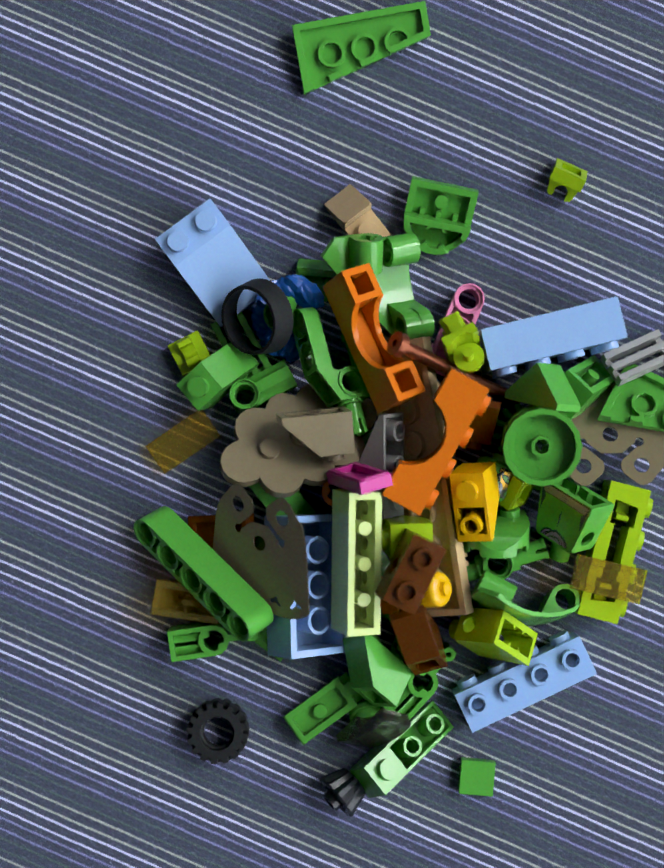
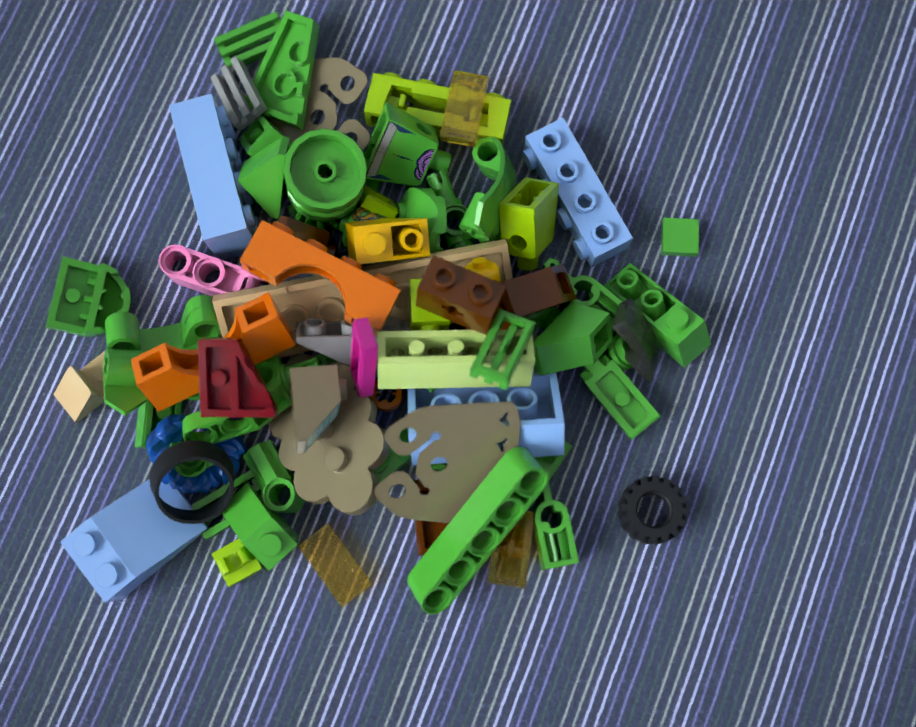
camera: 90 degrees left, 10 degrees down
(334, 596) = (492, 374): none -> bright green tile
(341, 356) = (231, 381): none -> dark red wing
(342, 791) = (706, 372): black piece -> none
(400, 345) = (217, 318): copper bar -> none
(461, 343) = (216, 260): lime hips -> none
(568, 176) = (50, 169): lime tile -> none

